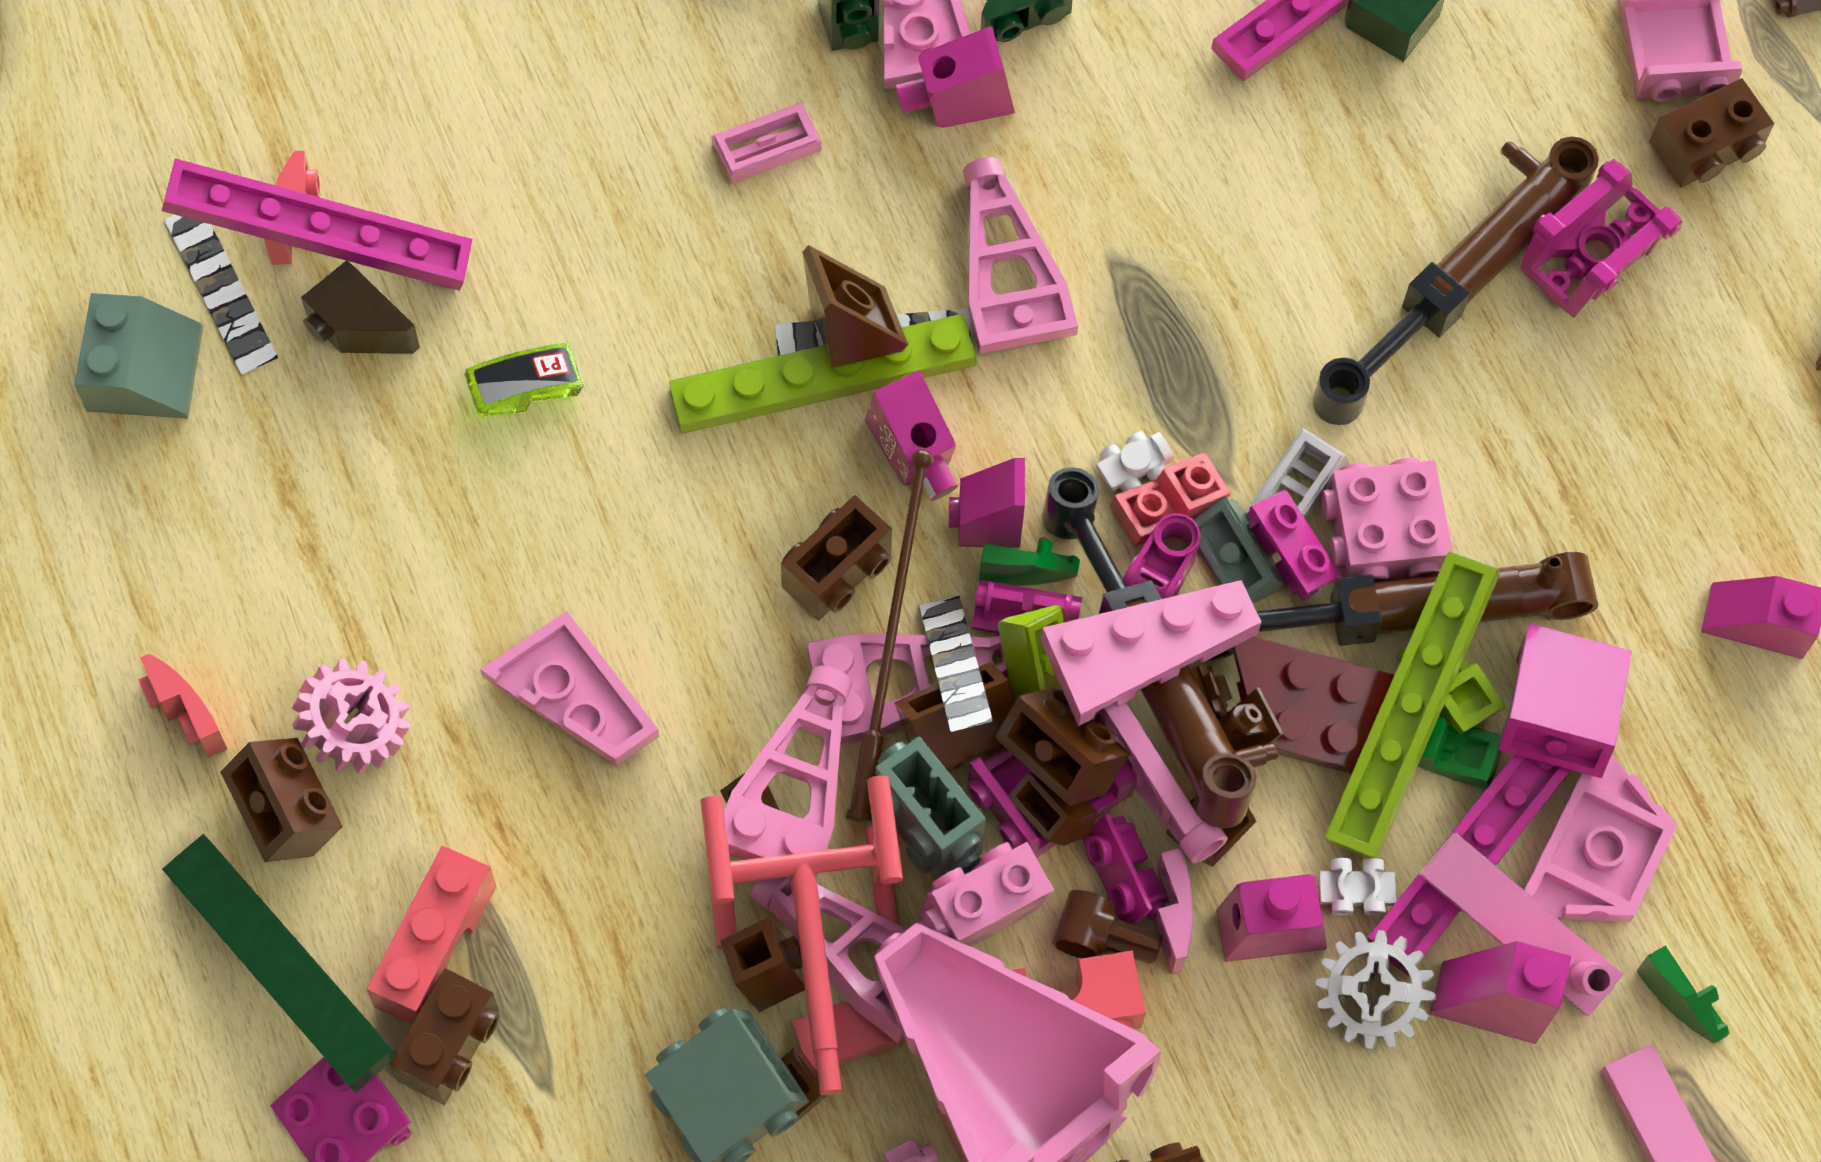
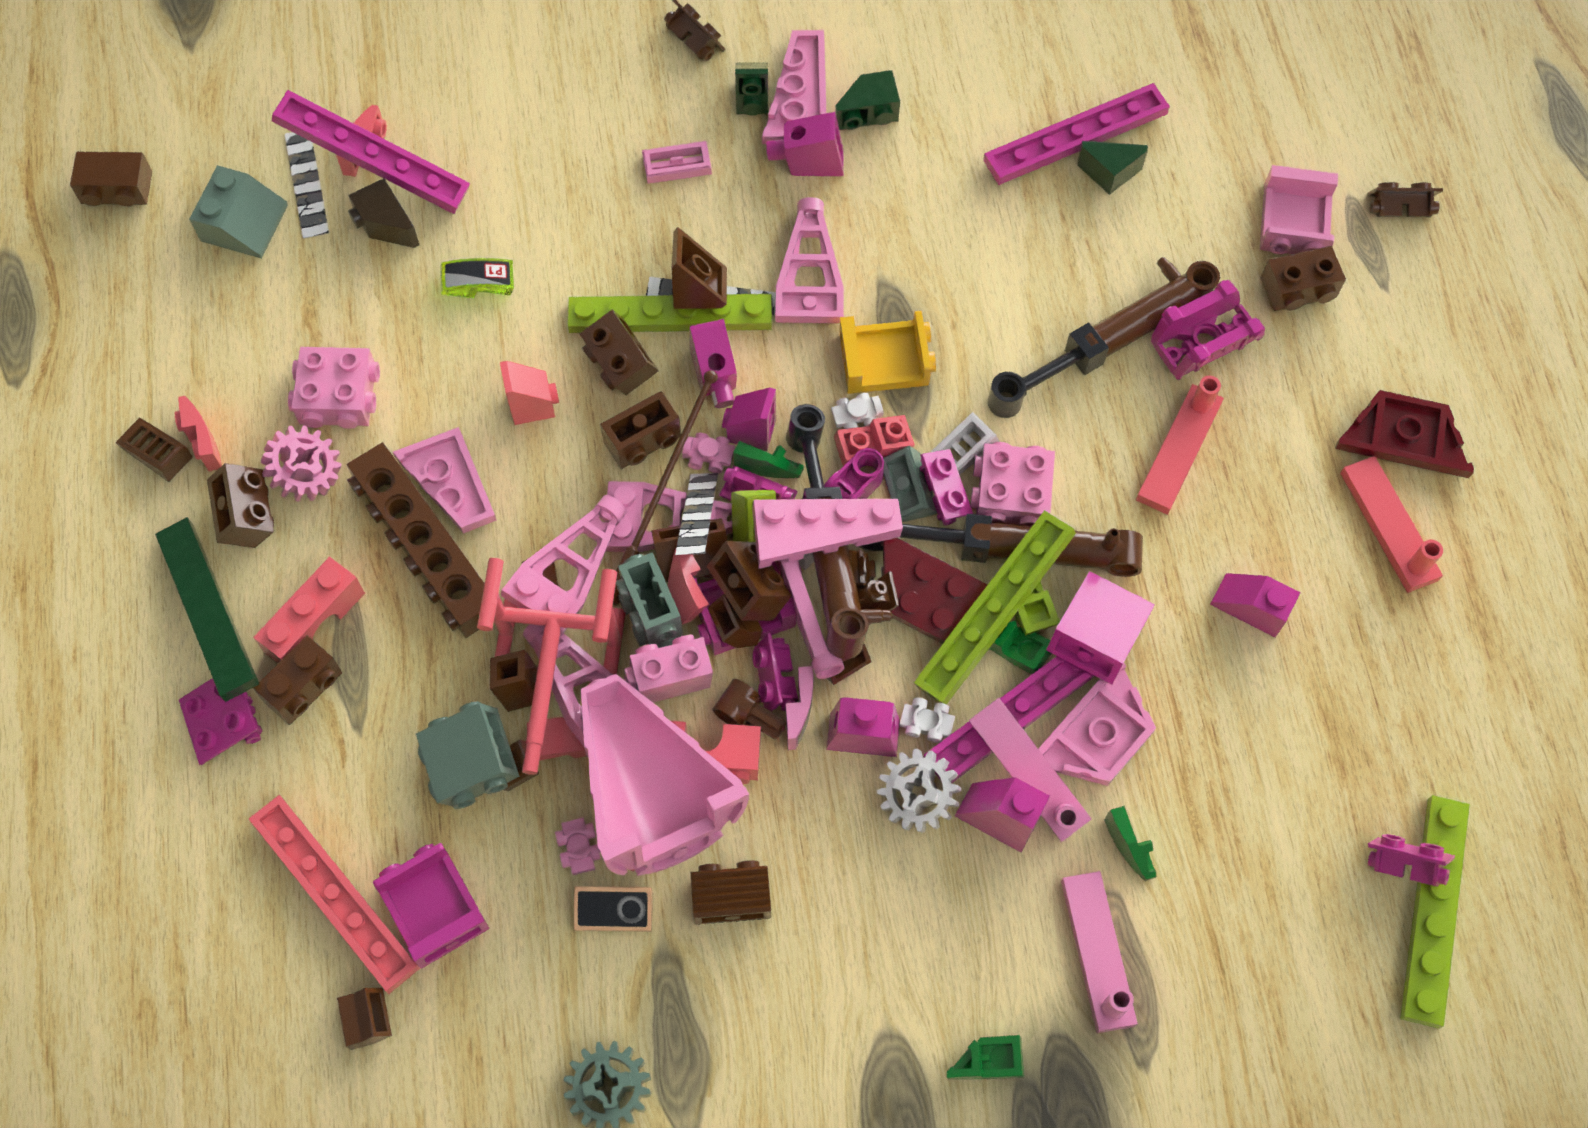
camera: 15 degrees right, 0 degrees up
(153, 760) = (172, 462): none -> reddish brown slope
(363, 591) = (334, 387): none -> bright pink brick
(473, 696) = (380, 468): none -> reddish brown brick
(656, 539) = (528, 393): none -> coral slope
(768, 451) = (618, 353): none -> reddish brown brick
(940, 565) = (706, 449): none -> bright pink piece
(971, 773) = (684, 588): none -> coral slope
(1153, 368) = (886, 354): none -> yellow panel
(1604, 412) = (1181, 445): none -> coral piece

